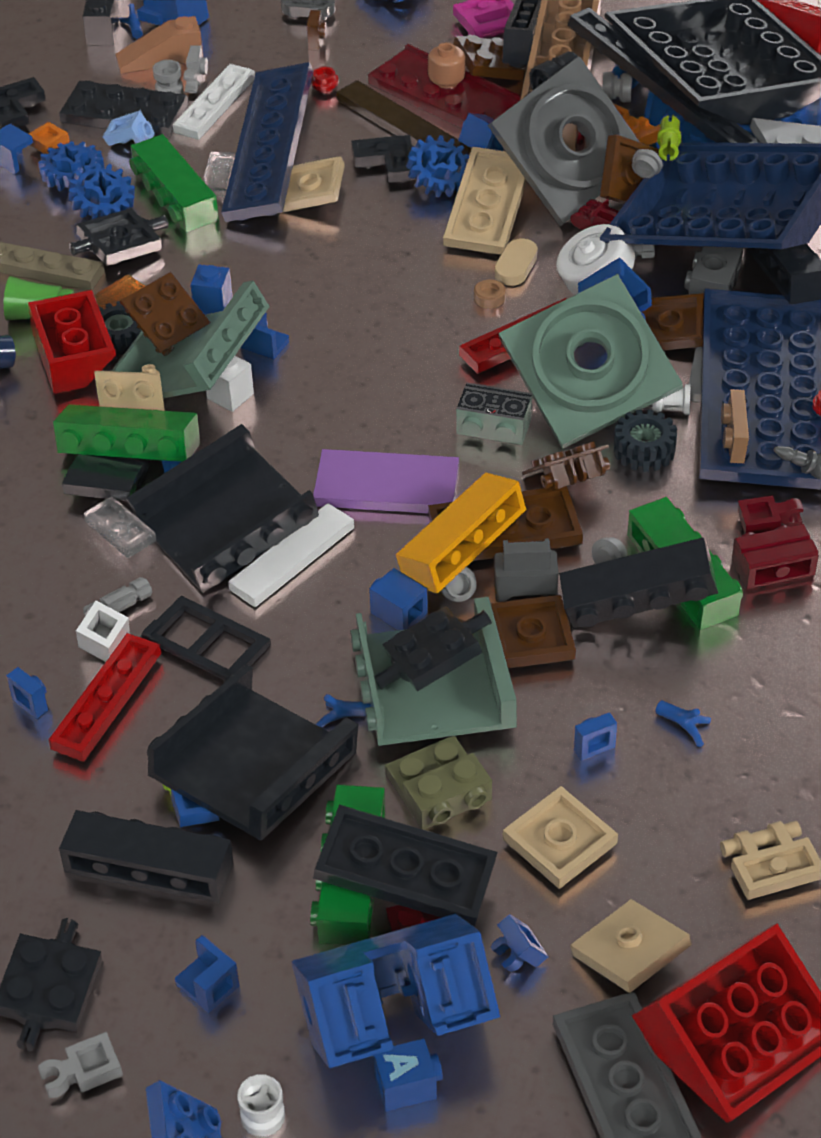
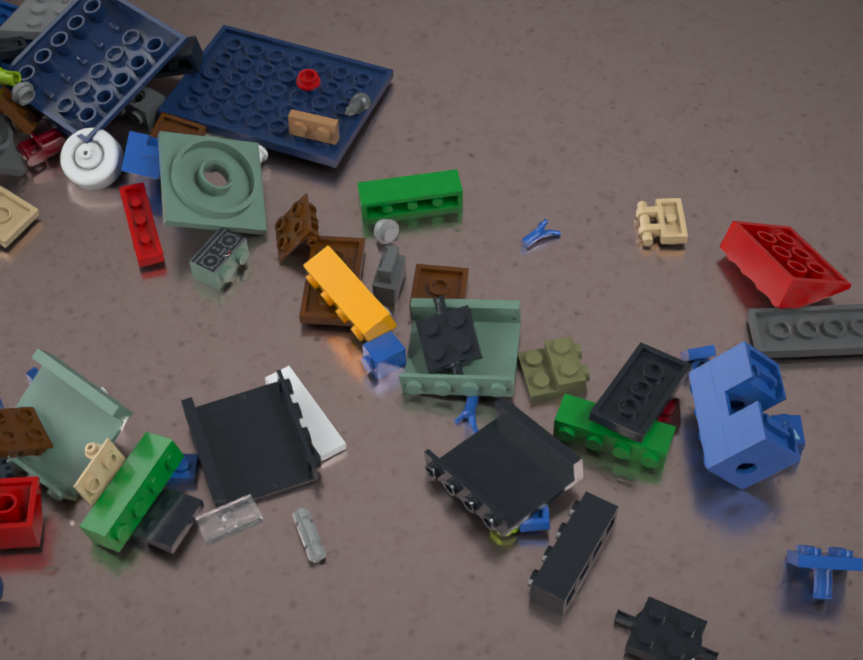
camera: 75 degrees left, 5 degrees up
(28, 692) = (389, 608): blue plate -> none
(88, 1064) = (743, 618): light grey plate -> none
(102, 630) = (352, 542): white brick -> none
(104, 697) = (409, 557): red plate -> none
(209, 977) = (684, 533): blue panel -> none
(219, 624) = (357, 471): black window -> none
(256, 1096) = (795, 519): white wheel -> none
(385, 480) = (253, 340): medium lavender tile -> none
(489, 294) = (79, 233): medium nougat tile -> none
(516, 262) = (53, 209): tan tile -> none
(560, 837) = (619, 317): tan plate -> none
(595, 736) = (543, 278): blue plate -> none
(630, 945) = (713, 302): tan plate -> none
(634, 429) = (282, 175): black bush -> none
(638, 583) = (434, 214): black brick -> none
(765, 515) = (383, 145): dark red plate -> none
(774, 556) = (422, 149): dark red brick -> none

